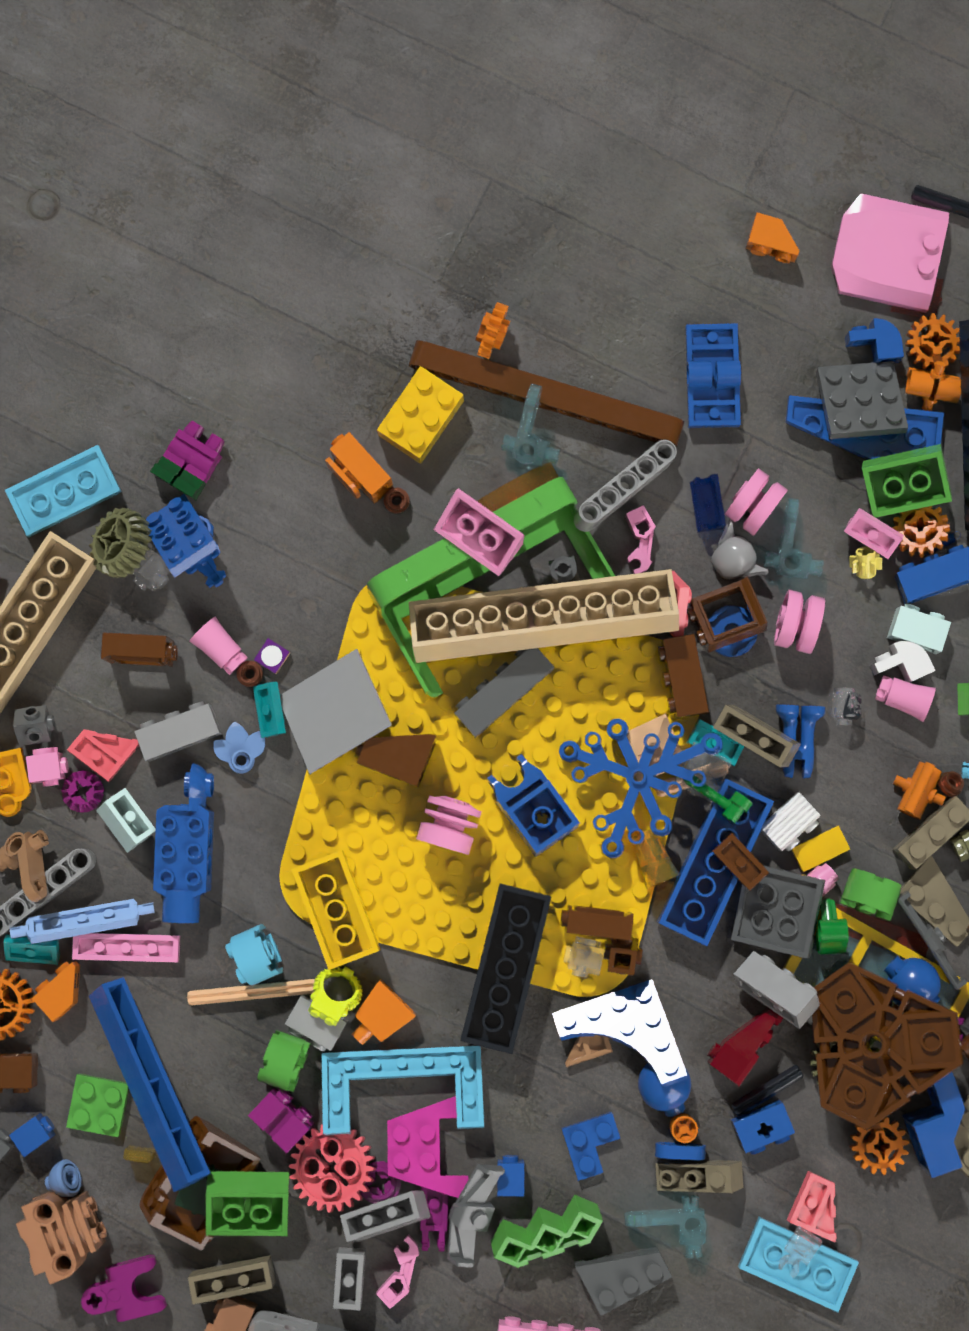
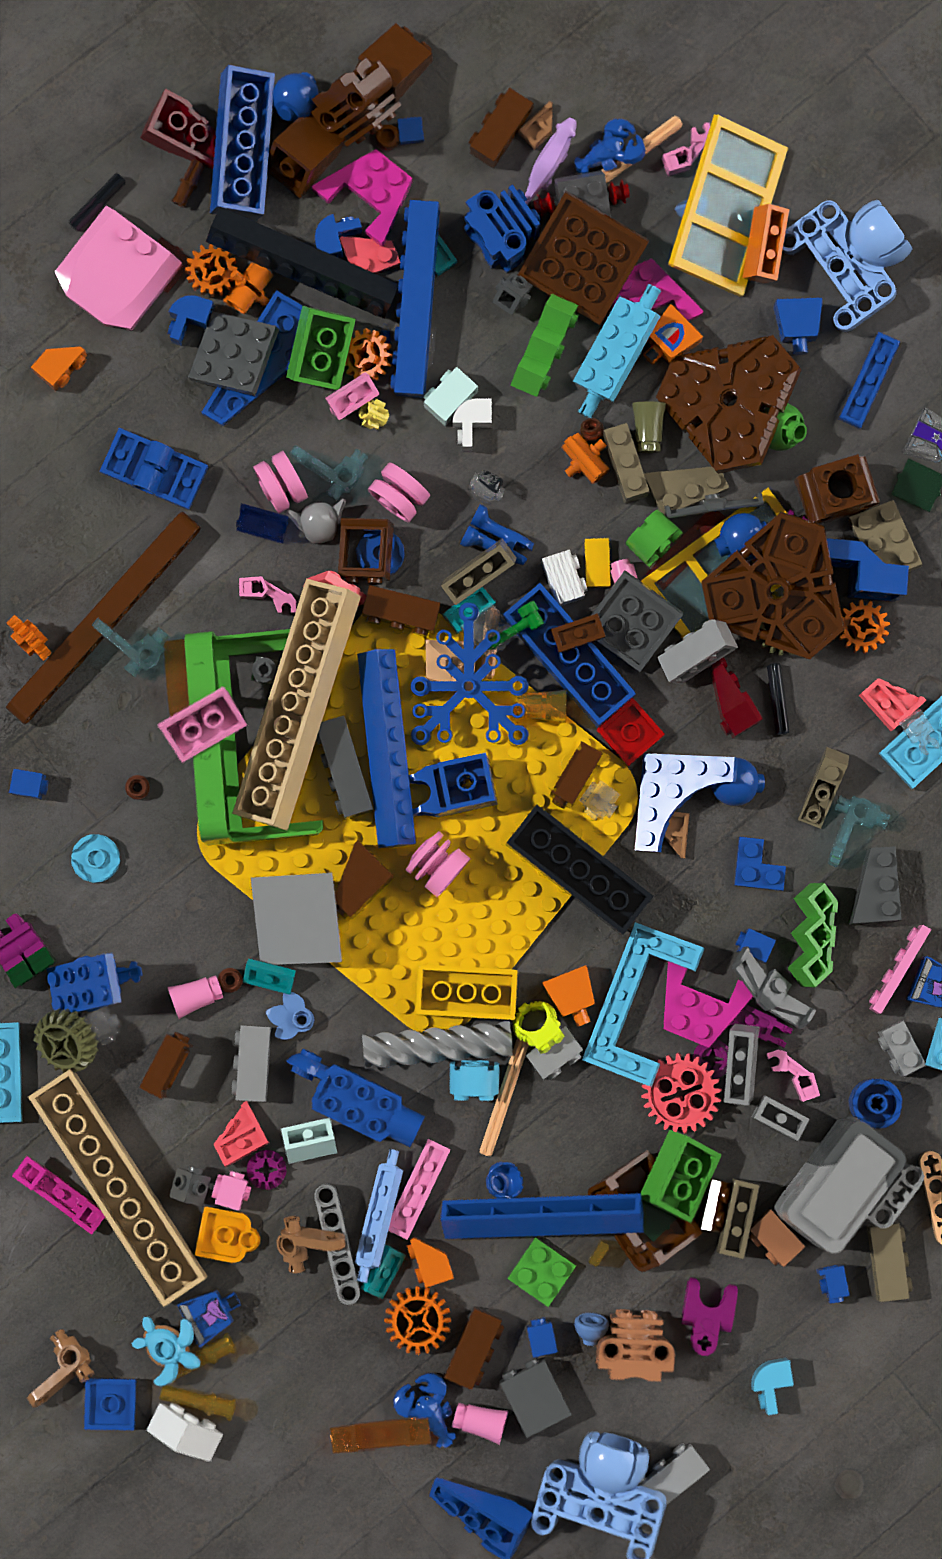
camera: 75 degrees left, 0 degrees up
(169, 1029) = (504, 1180): none -> blue hair
(234, 1250) = (714, 1205): none -> reddish brown bracket
(272, 656) = (223, 954): tile -> none
(272, 902) = (437, 1045): none -> light grey piece
(282, 1118) = (622, 1116): magenta brick -> none
(283, 1061) = (574, 1093): bright green brick -> none
(310, 492) = (95, 858): none -> medium azure tile
(352, 395) = (28, 784): none -> blue brick
(357, 468) = (95, 807): orange brick -> none
(420, 415) = (73, 733): yellow brick -> none
(541, 723) = (386, 748): none -> blue brick
(616, 493) = (214, 575): light grey beam -> none
(623, 955) = (612, 767): reddish brown brick -> none
(667, 956) = (630, 732): none -> red plate
(679, 1150) = (796, 793): blue beam -> none
(687, 1128) = (782, 782): orange wheel -> none
(749, 1123) = (799, 728): blue brick -> none
(831, 932) = (670, 584): green beam -> none
(906, 696) = (502, 433): bright pink plant -> none

